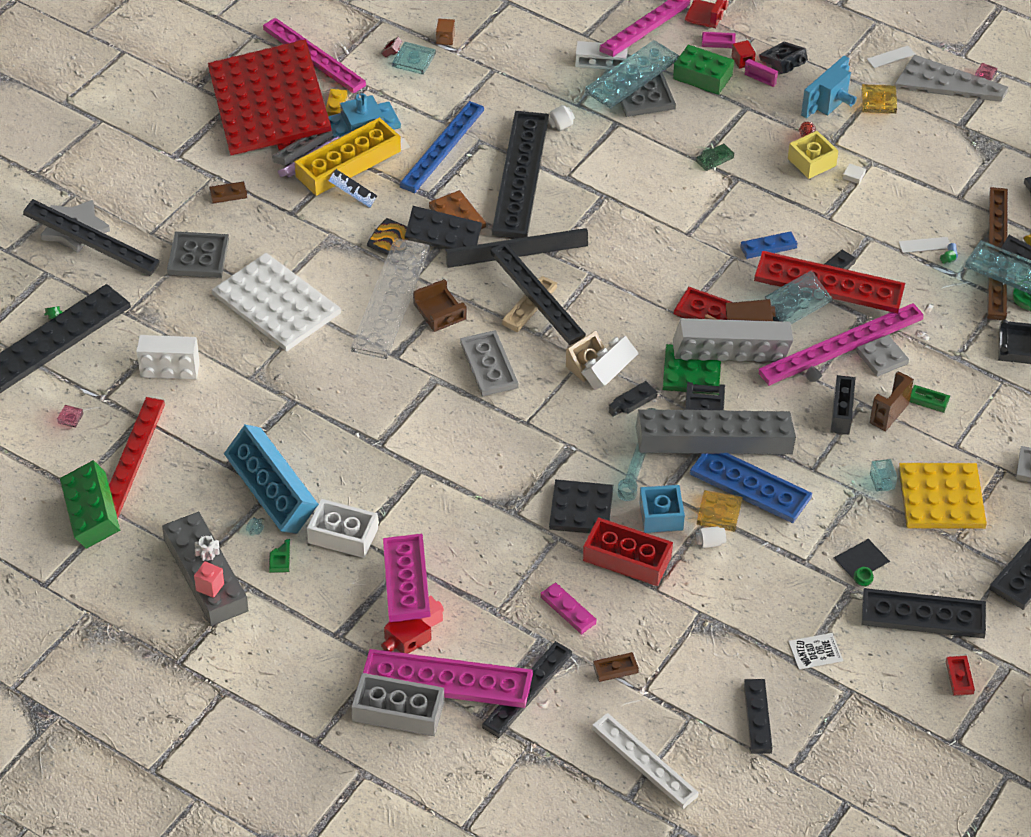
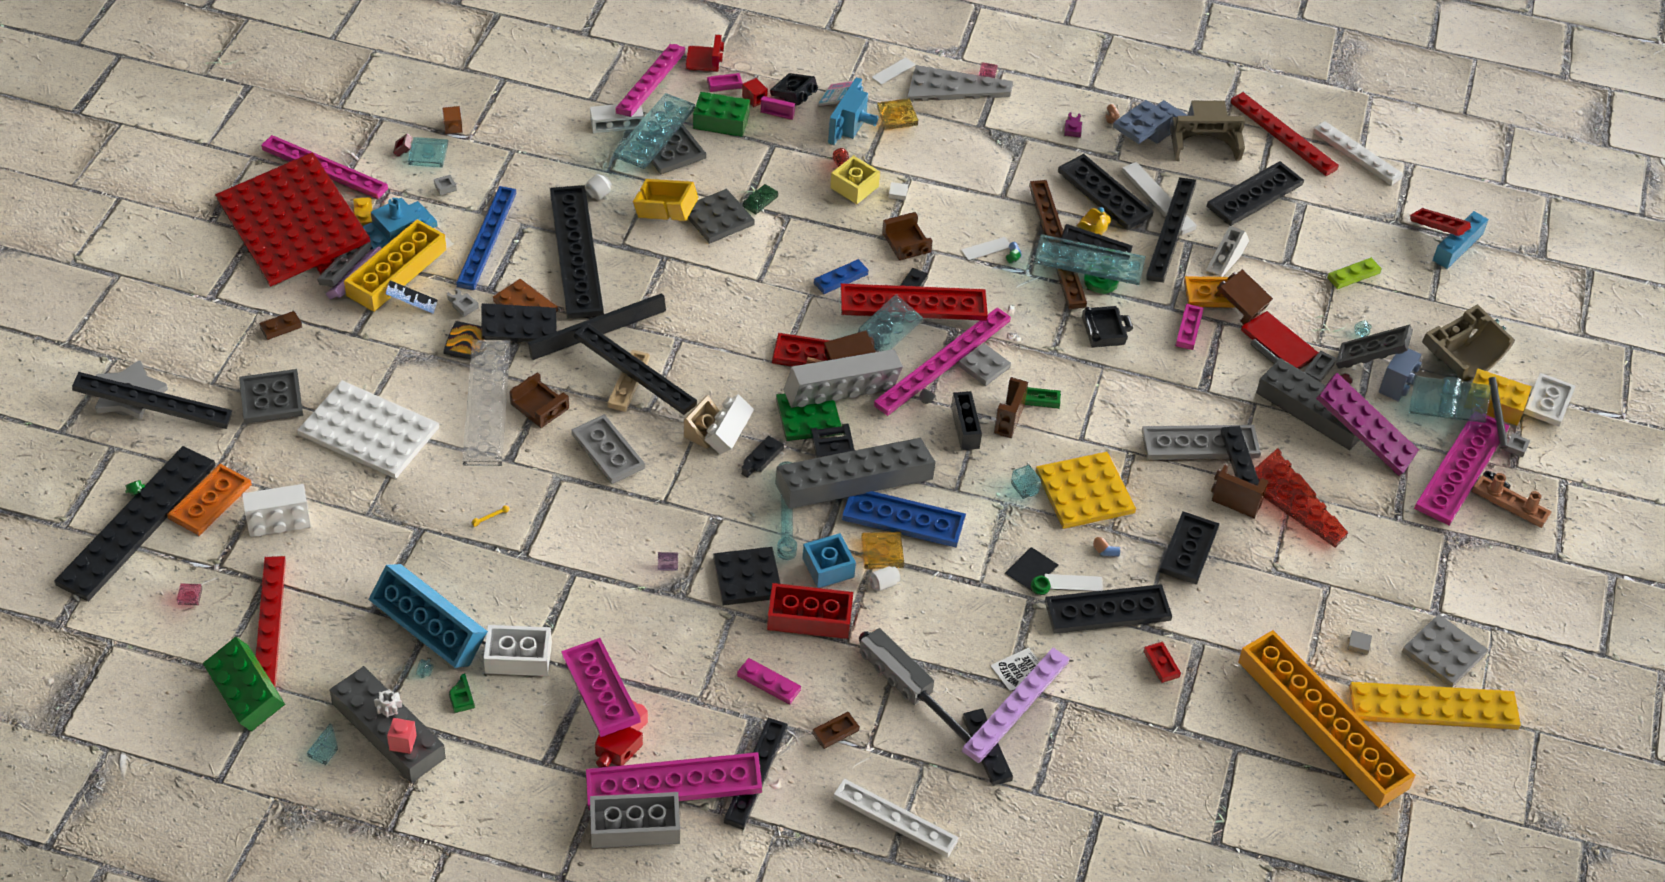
camera: 20 degrees left, 0 degrees up
(114, 336) = (209, 499): none -> orange tile
(144, 576) = (324, 746): none -> clear light blue tile
(345, 405) = (475, 522): none -> yellow hinge
(399, 203) = (463, 303): none -> light grey plate
(419, 91) = (445, 185): none -> light grey plate
(509, 477) = (668, 561): none -> clear purple tile
(619, 140) = (665, 199): none -> yellow piece
(668, 165) = (719, 216): none -> dark grey plate
(699, 630) = (904, 674): none -> piece
(798, 682) = (1015, 705): none -> lavender plate
(820, 68) = (834, 93): none -> piece
(846, 218) = (906, 236): none -> reddish brown panel
(900, 581) = (1075, 582): none -> white sticker
(940, 555) = (1104, 548): none -> arm

